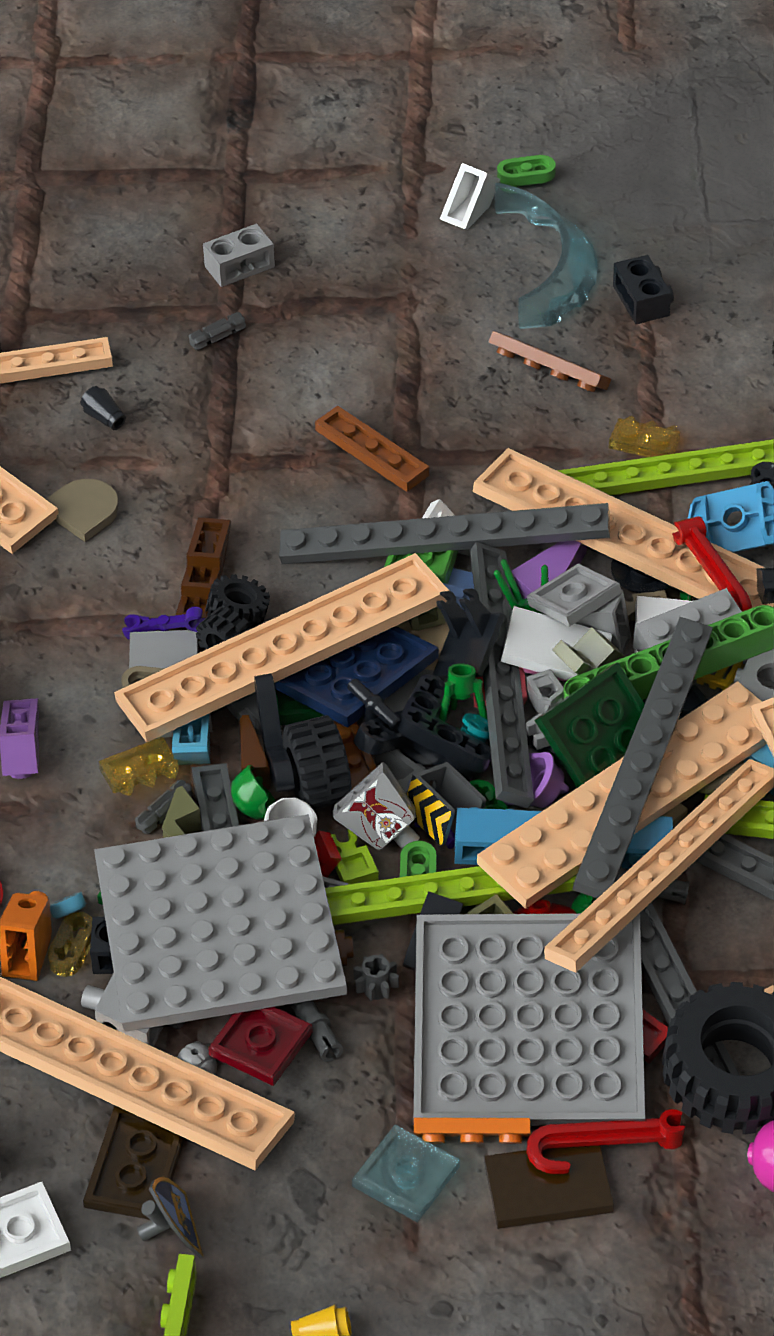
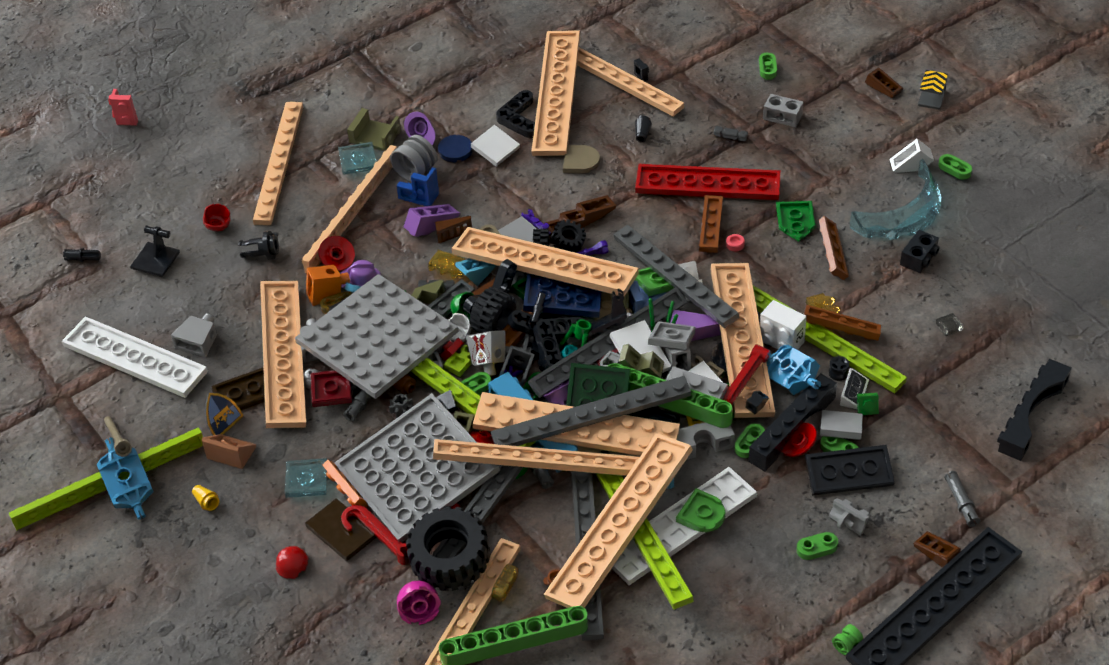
camera: 55 degrees right, 0 degrees up
(45, 874) = (360, 272): none -> medium lavender piece
(66, 725) = (447, 229): none -> reddish brown slope
(131, 219) = (767, 66): none -> bright green plate
(251, 1244) = (228, 450): none -> nougat slope
(285, 406) = (708, 181): none -> red plate
(290, 588) = (599, 248): none -> dark purple piece
(295, 139) = (876, 80): none -> reddish brown slope
(366, 106) = (933, 89): none -> piece
(429, 447) = (735, 242): none -> coral tile
(451, 364) = (796, 218): none -> green tile
(559, 1281) = (291, 562): none -> red hair
(657, 482) = (782, 326): none -> white brick
(696, 430) = (842, 322): none -> dark orange plate

